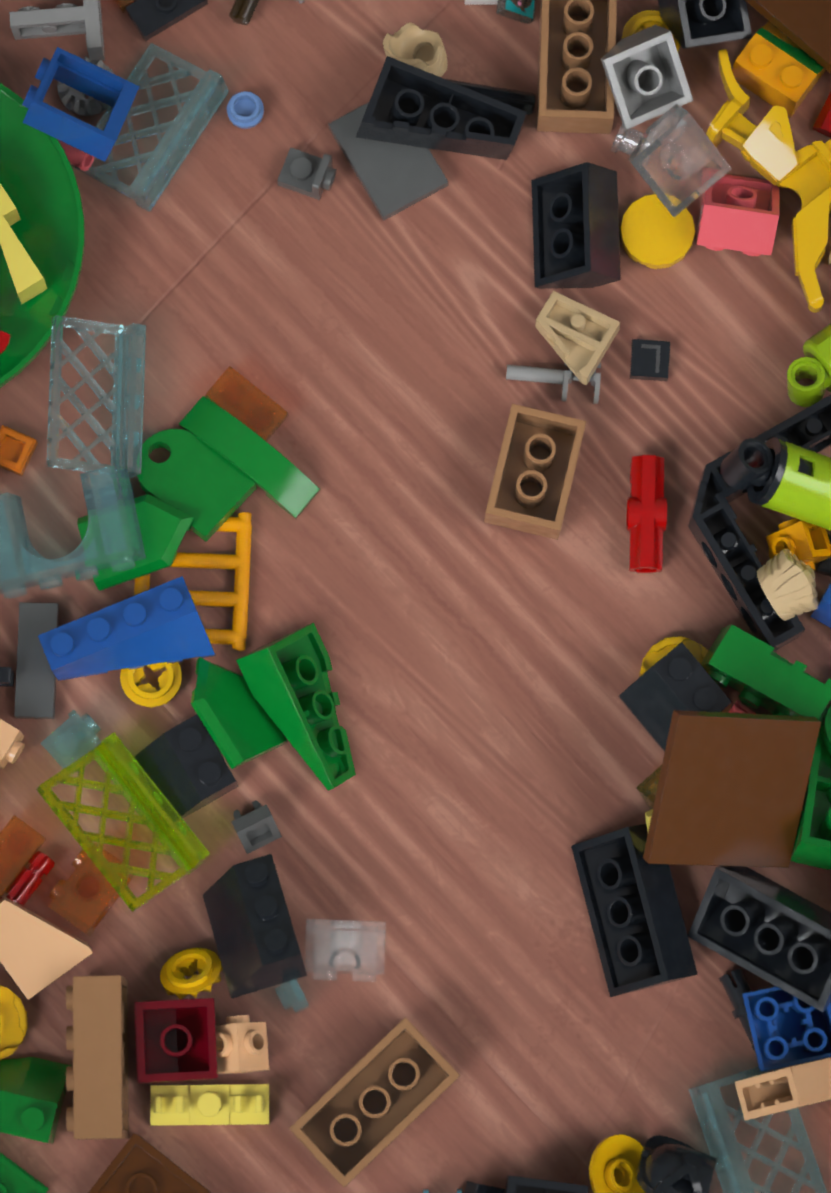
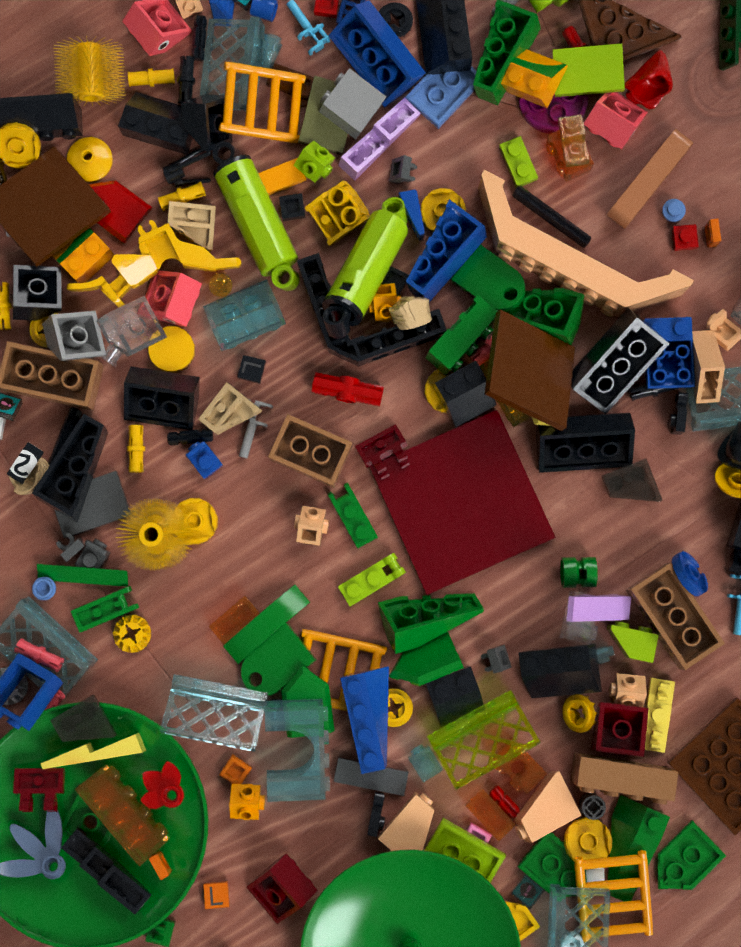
camera: 75 degrees left, 5 degrees up
(49, 200) = (84, 722): none -> clear smoke wing
(52, 1019) = (589, 803): none -> dark grey wheel
(141, 119) = (39, 655): none -> coral pin
(195, 270) = (142, 637): none -> yellow gear
(227, 202) = (102, 610): none -> green hinge
(276, 164) = (83, 575): none -> green sticker
(315, 139) = (72, 548): none -> dark grey tile
(319, 1044) = (633, 643): none -> lime slope
(347, 606) = (371, 580): none -> lime plate
(358, 256) = (146, 530): none -> yellow piece
(364, 965) = (598, 608): none -> lavender slope
(387, 328) = (204, 520): none -> yellow tile
(414, 920) = (570, 572): none -> green wheel
(416, 493) = (311, 525): none -> light nougat brick
(433, 40) = (25, 463): none -> sticker
(442, 561) = (353, 517): none -> green hinge
(448, 1113) = (688, 574): none -> blue tile
(488, 206) = (136, 449): none -> yellow pin
(492, 311) = (203, 459): none -> blue bracket
(499, 729) = (463, 502): none -> dark red tile
(523, 284) = (190, 436): none -> black axle
(564, 582) = (381, 446): none -> dark red plate
(582, 1000) = (632, 482): none -> clear smoke wing
(701, 1057) = (677, 420): none -> black plate
(733, 331) = (244, 315): none -> clear light blue slope
(775, 286) = (220, 284): none -> clear yellow tile

